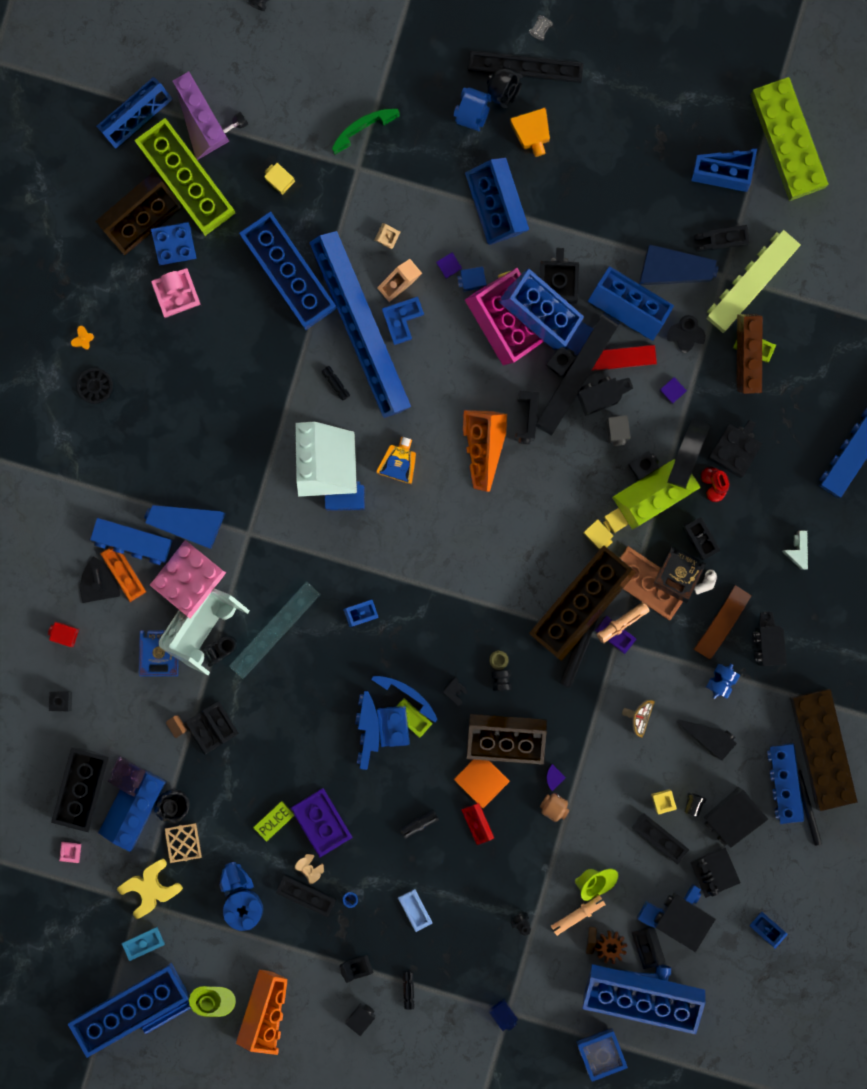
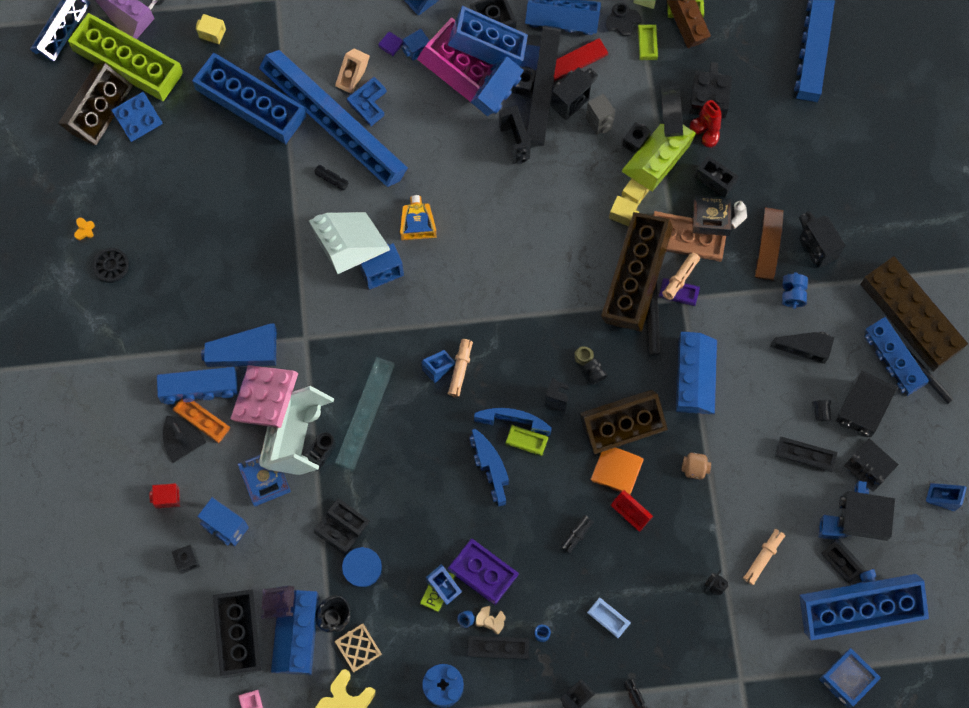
camera: 25 degrees left, 15 degrees down
(105, 683) = (223, 522): none -> blue piece
(175, 292) = (154, 156): bright pink plate -> none
(176, 726) = (307, 538): medium nougat slope -> none
(215, 772) = (362, 567): none -> blue tile
(234, 879) = (422, 658): blue brick -> none
(279, 822) = (443, 584): none -> blue slope
(284, 858) = (461, 619): none -> blue hinge
(380, 622) = (460, 367): none -> light nougat pin
(387, 236) = (326, 39): tan tile -> none
(393, 726) = (513, 453): blue plate -> none
(485, 439) = (485, 169): orange wedge -> none
(504, 1015) = (739, 682): clear blue brick -> none
(527, 365) = (497, 86): none -> blue wedge
(554, 777) = (682, 440): dark purple tile -> none
(591, 941) = (788, 575): dark brown tile -> none
(595, 721) = (696, 373): none -> blue slope
(595, 883) = (767, 517): lime piece -> none
(612, 940) = (814, 579): reddish brown gear -> none
(640, 716) = (735, 351): shield -> none
(663, 801) = (793, 417): light yellow brick -> none
(673, 390) = (632, 69): dark purple tile -> none
(700, 367) = (647, 42): none -> lime tile
(799, 556) = (808, 157): light aqua slope -> none

